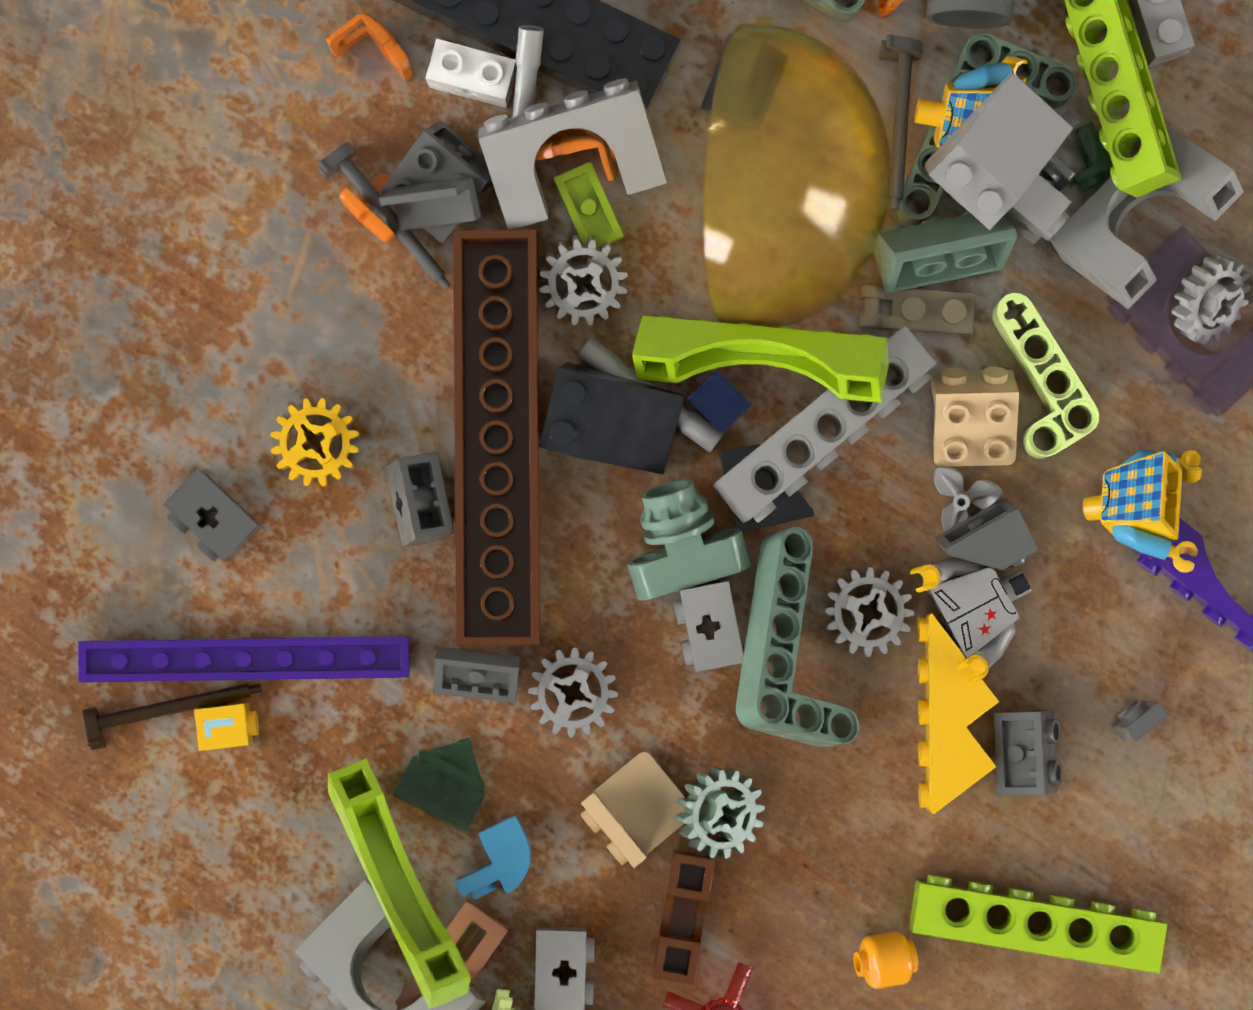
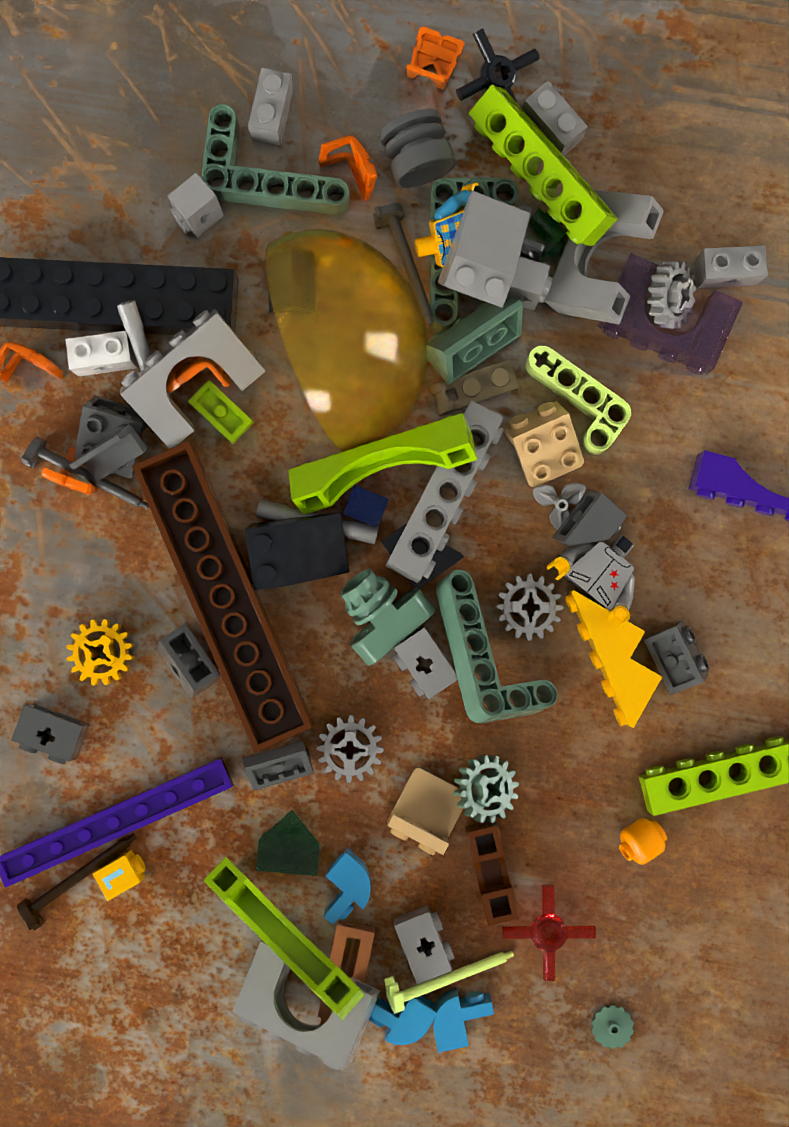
camera: 25 degrees left, 0 degrees up
(573, 295) = (224, 460): light grey gear -> none
(1139, 719) = (746, 602): dark grey plate -> none
(1144, 501) = (686, 453): torso -> none

